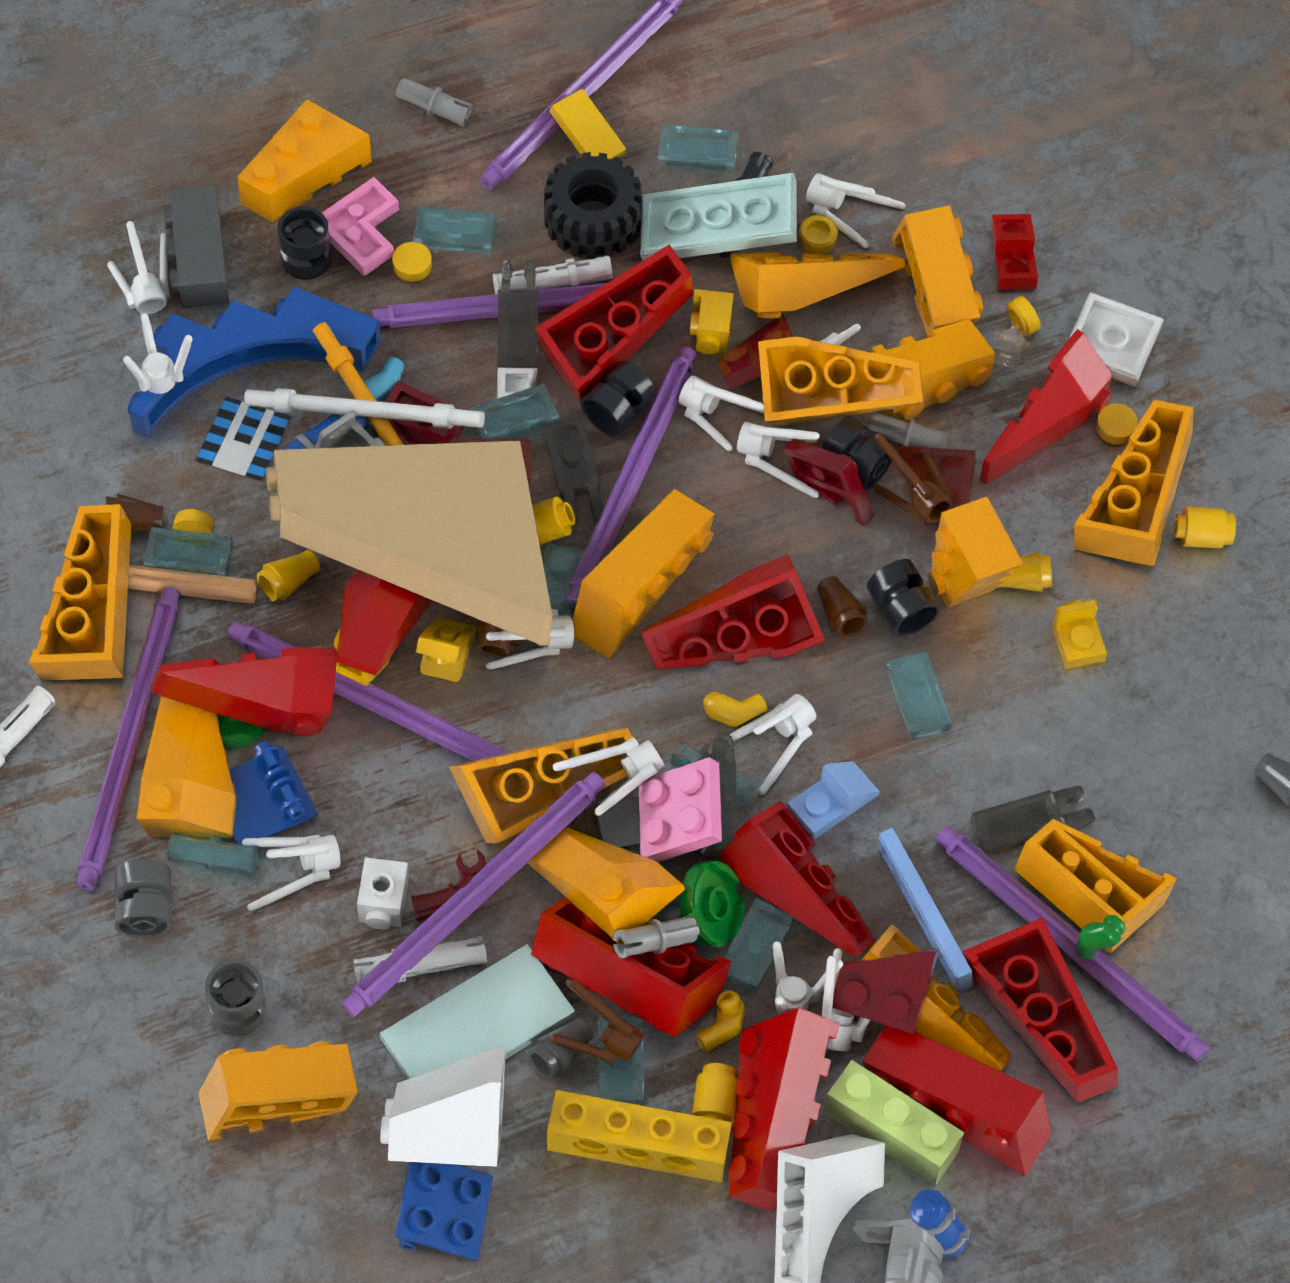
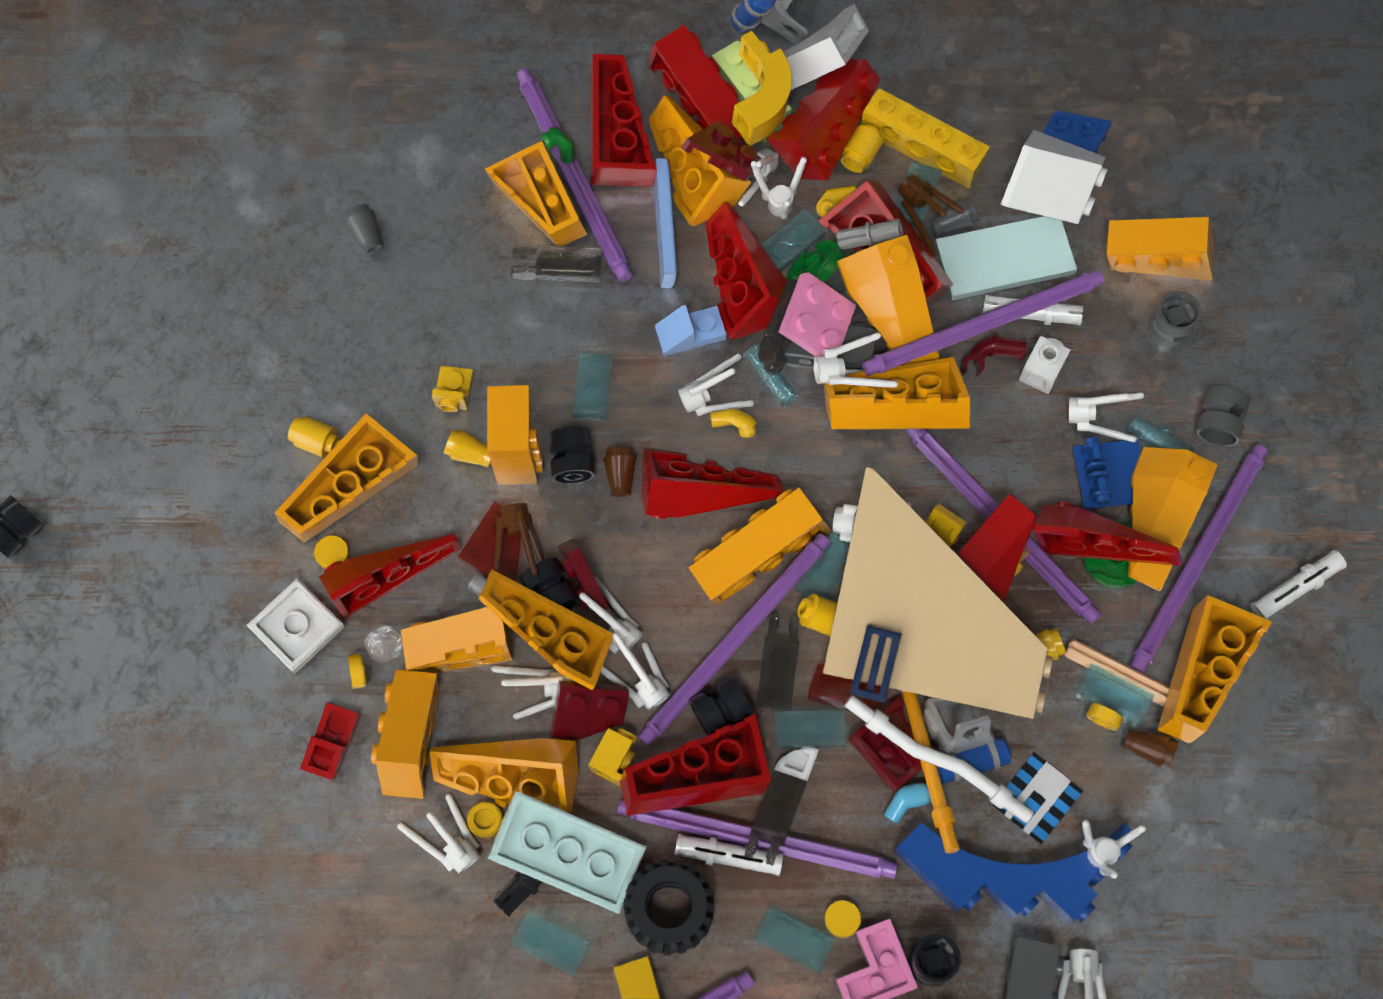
camera: 155 degrees left, 10 degrees up
(465, 474) = (882, 696): none -> dark blue tile
(855, 1046) = (763, 111): none -> yellow arch

